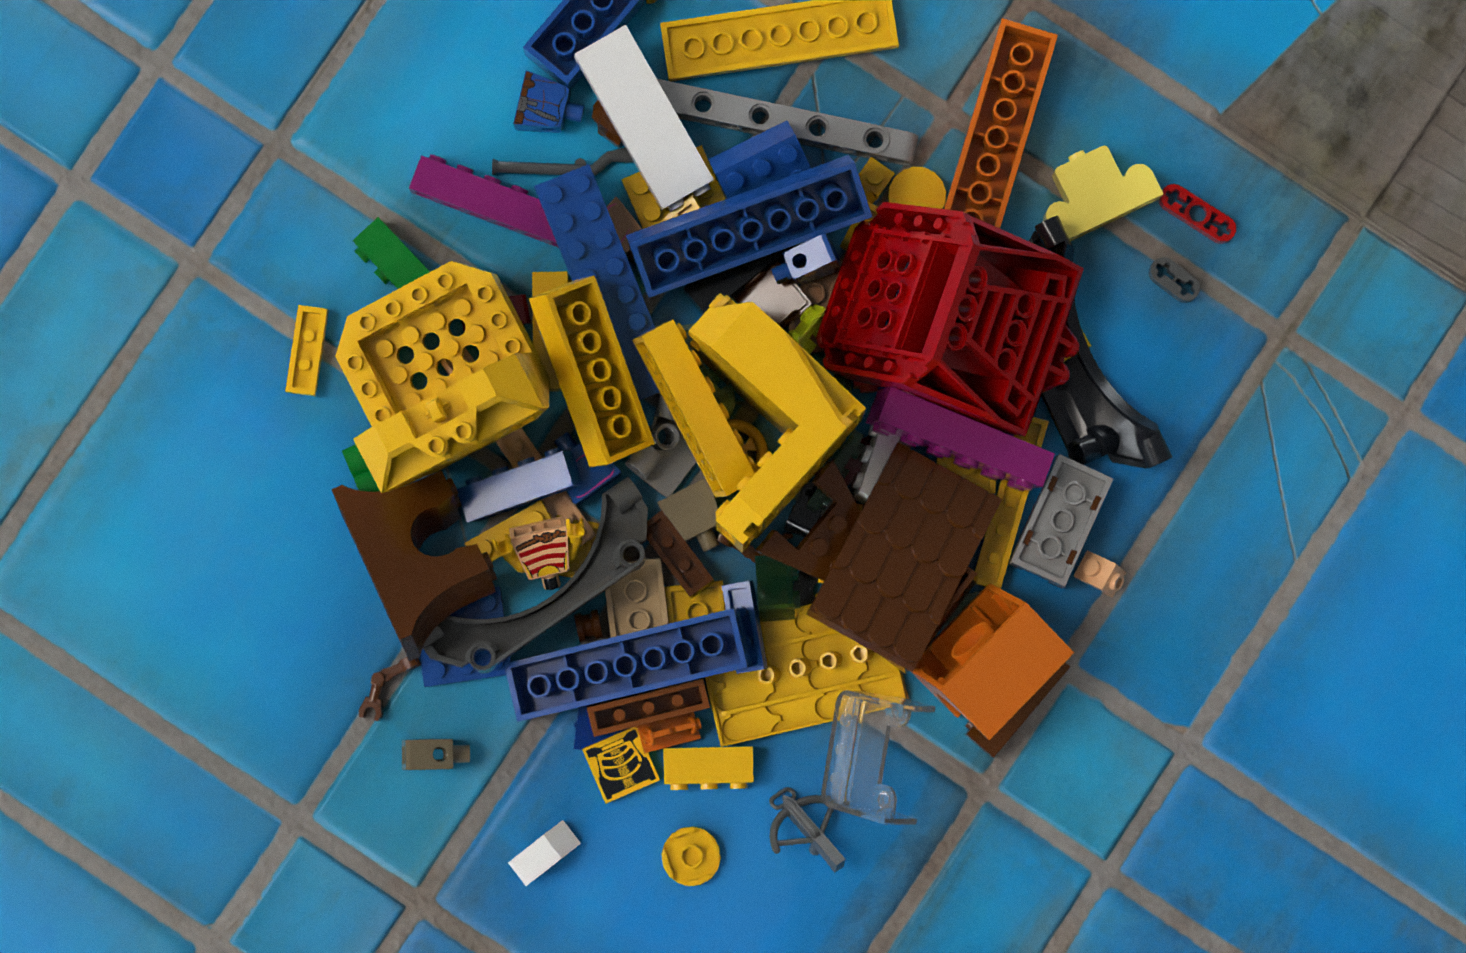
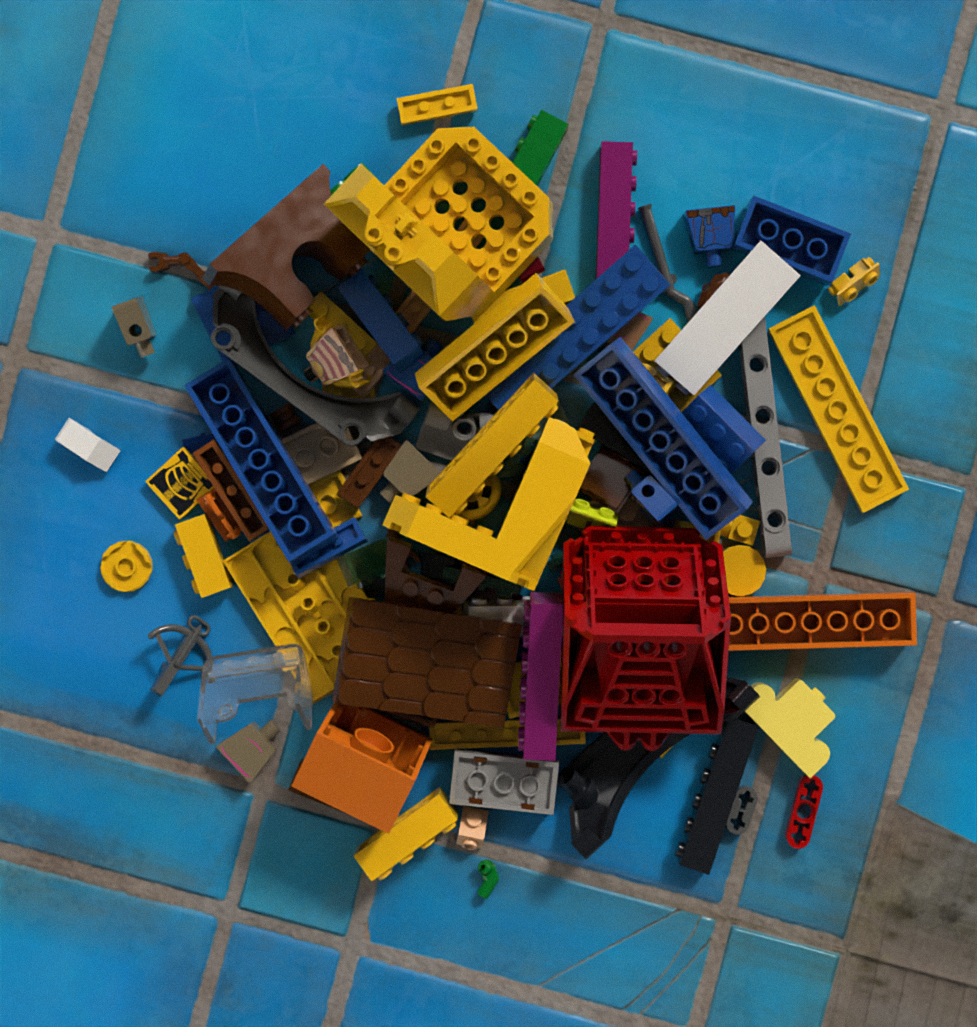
camera: 75 degrees right, 5 degrees up
(934, 785) = (250, 748): none -> dark tan torso
(1082, 632) = (410, 831): none -> yellow brick
(1150, 300) = (716, 795): none -> black brick
(1160, 573) = (490, 878): none -> green arm

